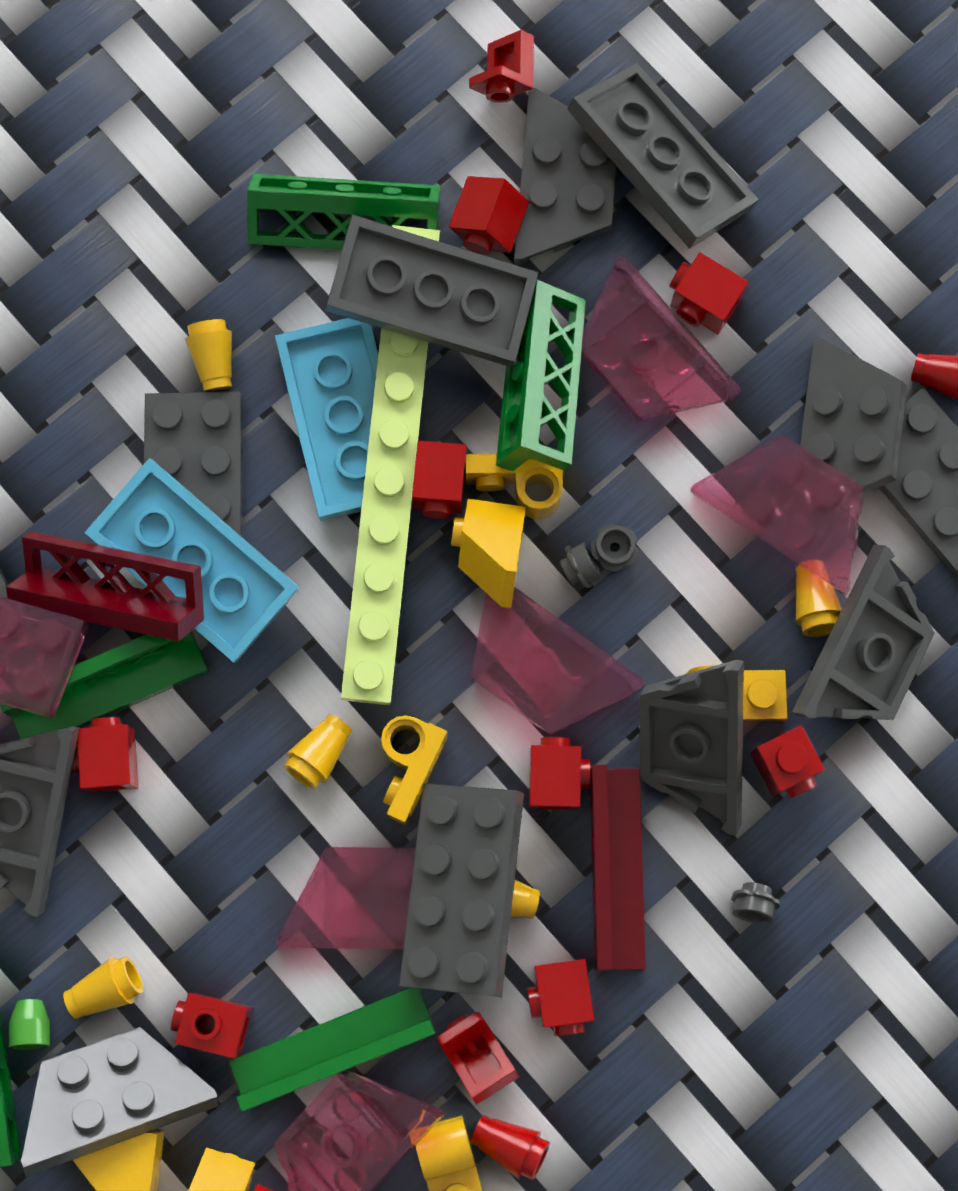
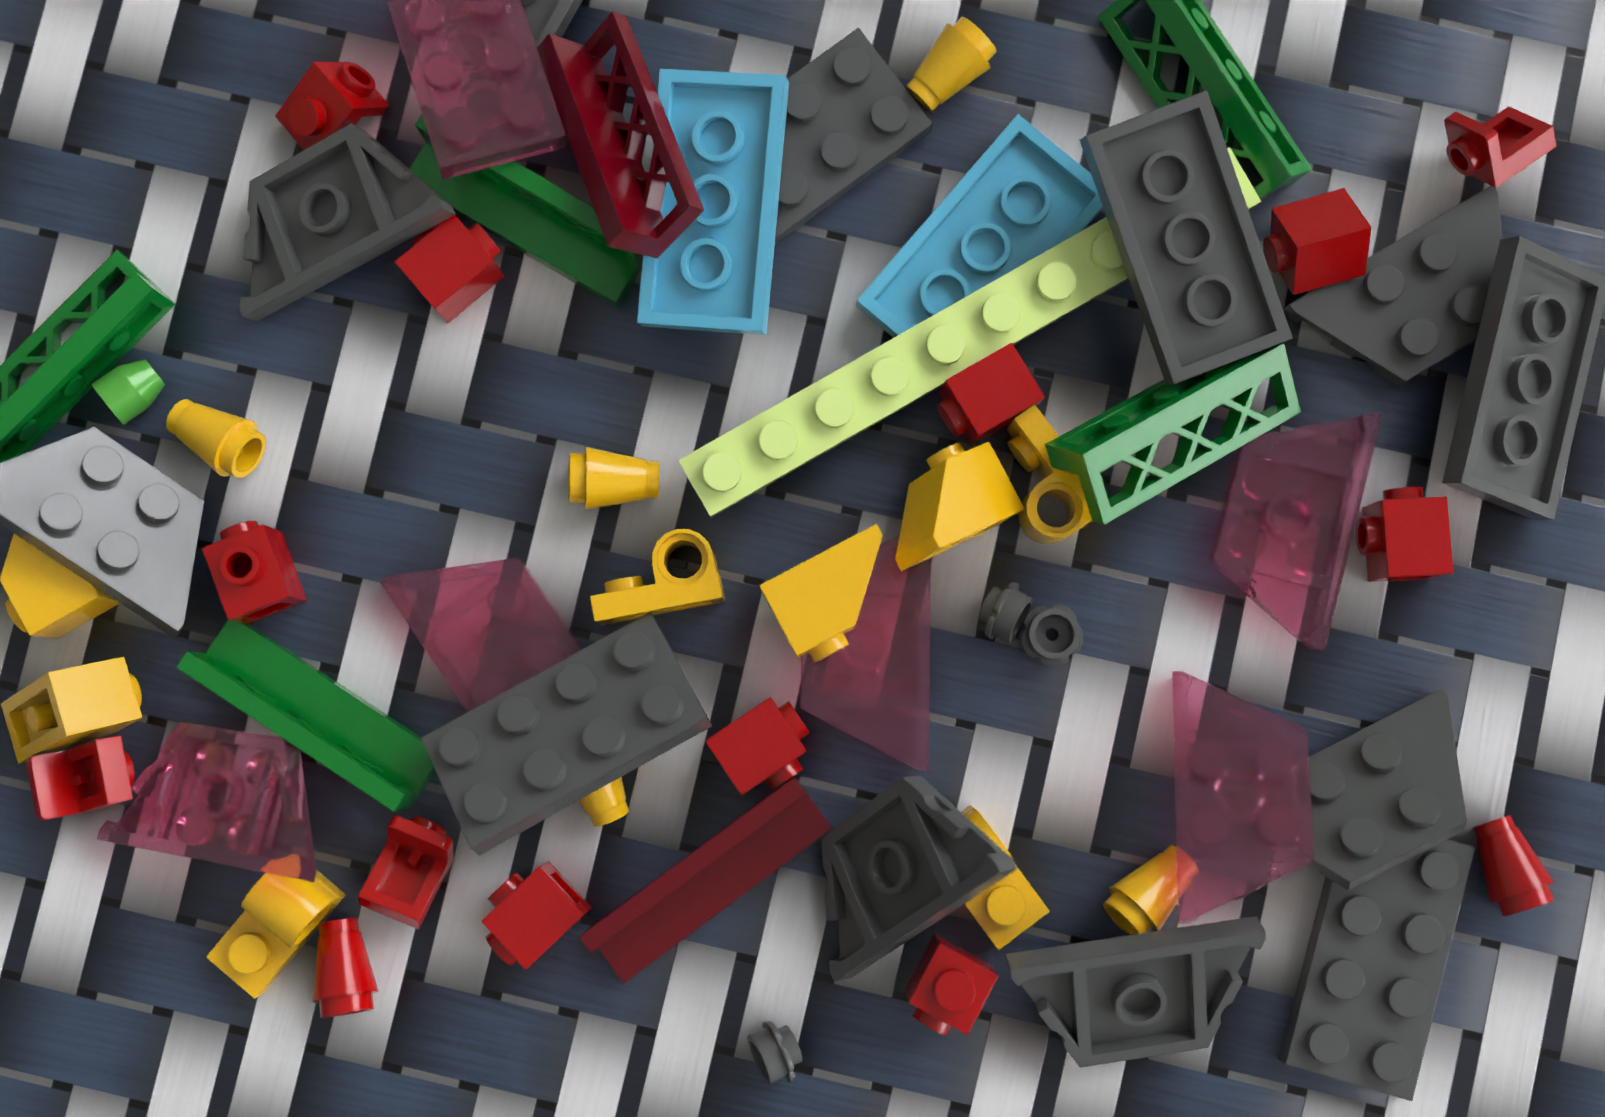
camera: 55 degrees right, 5 degrees up
(492, 666) = (824, 595): none -> yellow slope

